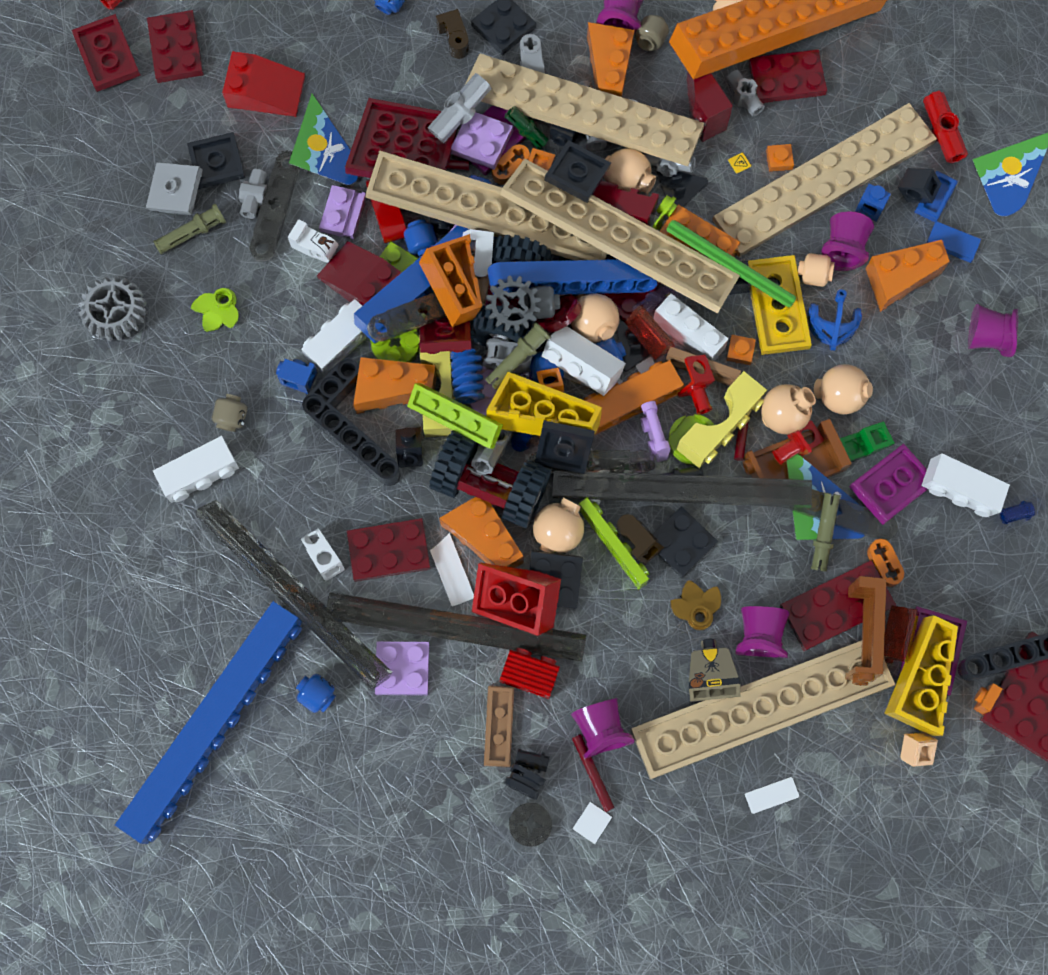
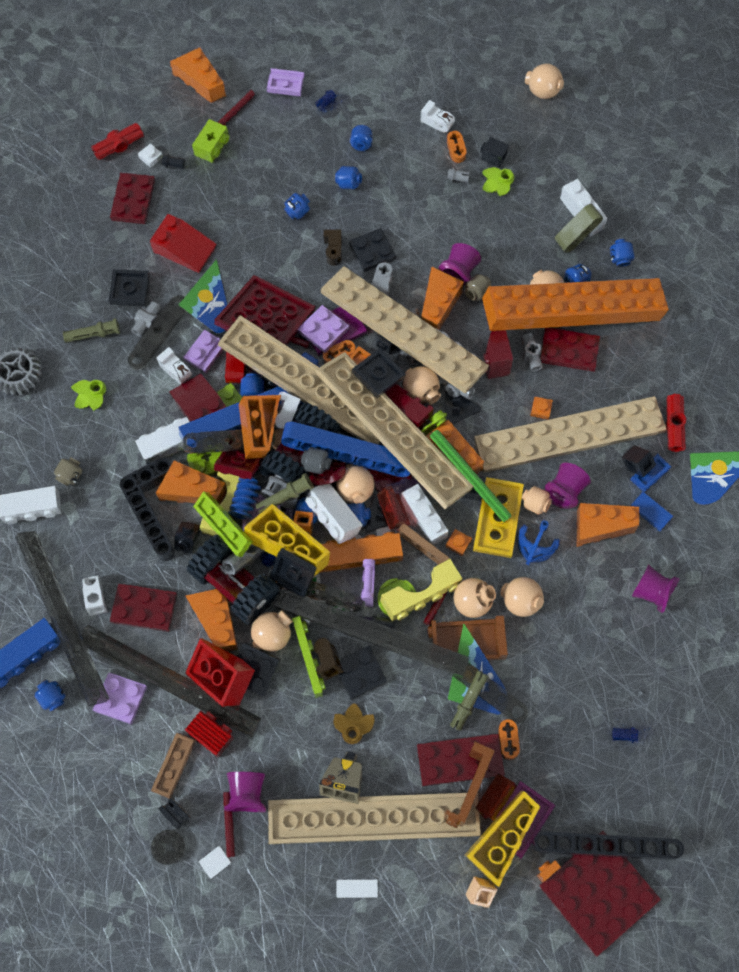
camera: 20 degrees right, 5 degrees down
(105, 52) = (82, 189): dark red plate -> none
(174, 188) = (91, 298): light grey plate -> none
(296, 374) = (126, 458): blue brick -> none
(452, 572) = (183, 638): white sticker -> none
(459, 107) = (312, 301): light grey piece -> none
(503, 296) = (283, 461): dark grey gear -> none
(526, 127) = (358, 329): dark green pin -> none
(532, 760) = (187, 799): black pin -> none
(698, 384) = (414, 557): red bracket -> none
(739, 163) = (510, 402): yellow sticker -> none
(763, 632) = (392, 760): magenta hat -> none
(798, 444) = (471, 627): red bracket -> none
(867, 441) = (527, 642): green slope -> none
(875, 197) = (601, 460): blue brick -> none
(891, 484) = (536, 681): magenta tile -> none
(965, 485) = (590, 700): white brick -> none

